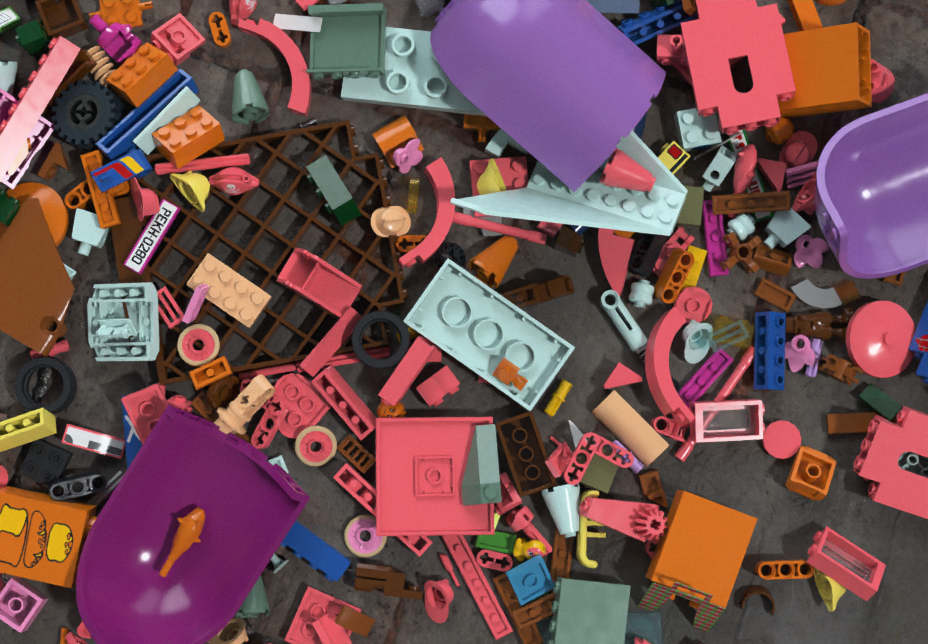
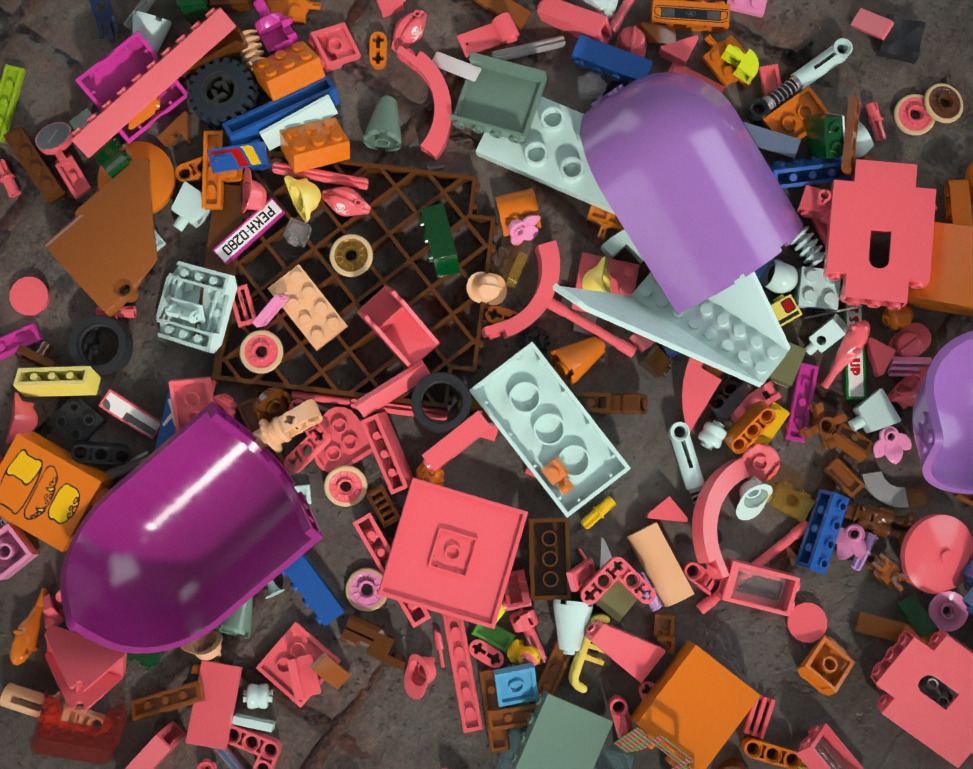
camera: 15 degrees right, 0 degrees up
(185, 536) = (191, 534): orange piece -> none
(197, 224) = (297, 232): none -> clear brick
(210, 372) = (264, 382): orange slope -> none
(250, 218) = (345, 244): none -> wheel
(438, 386) = (484, 464): coral brick -> none
(482, 473) = (500, 565): sand green wedge -> none
(626, 173) = (735, 312): coral cone -> none
(637, 580) = (620, 717): none -> coral piece
(644, 523) = (652, 667): coral gear -> none
(663, 128) = (784, 277): none -> light aqua helmet
(677, 92) = (808, 247): none -> light aqua piece
(704, 377) = (750, 536): dark pink tile -> none
(742, 226) = (832, 398): light aqua piece -> none
(742, 329) = (768, 506): clear light blue tile -> none
(751, 202) = (849, 378): dark orange tile -> none
(756, 540) = (761, 734): none -> coral tile
(916, 389) = (956, 613): none -> bright pink dish

